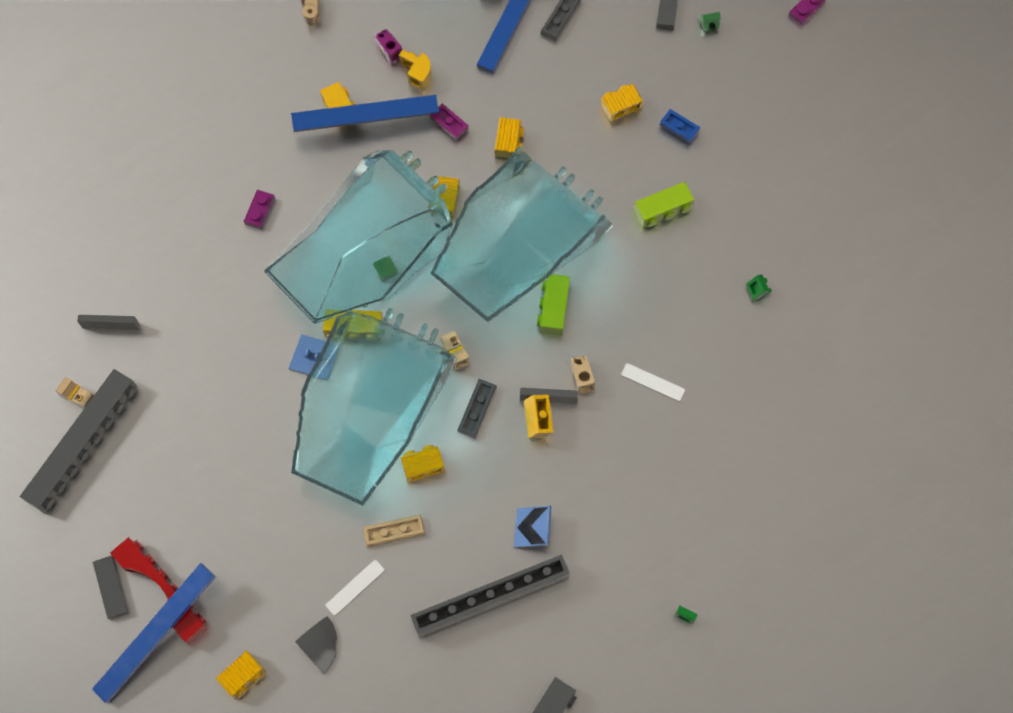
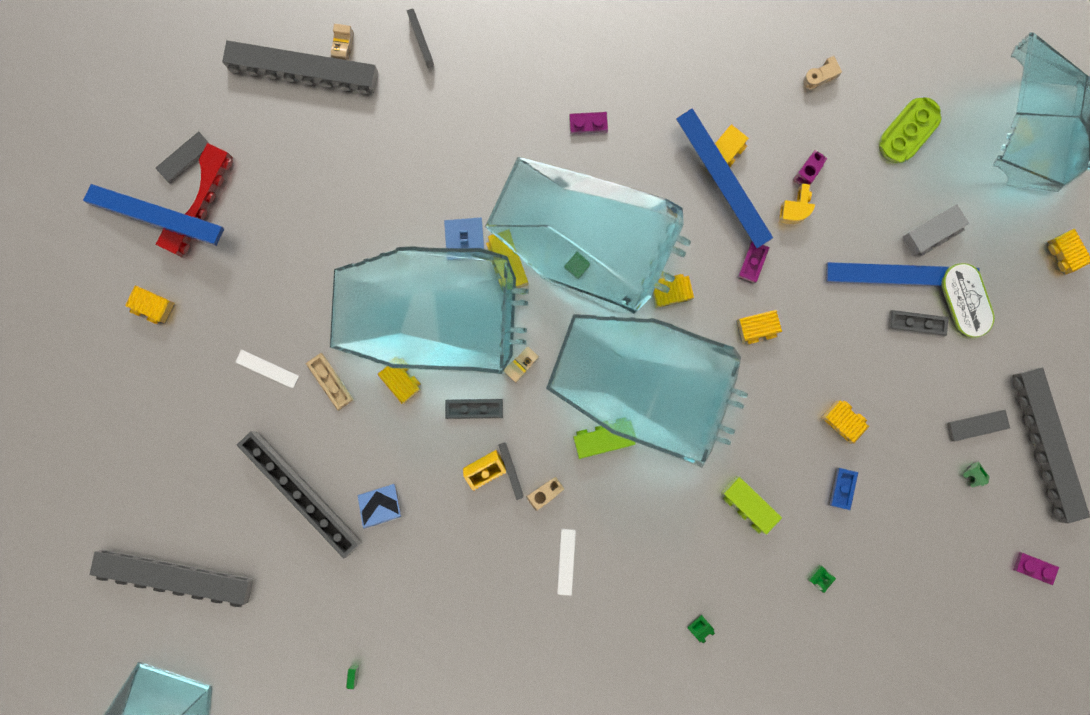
camera: 65 degrees right, 15 degrees up
(319, 644) = (203, 360): dark grey brick -> none
(751, 174) = (821, 578): none -> green tile

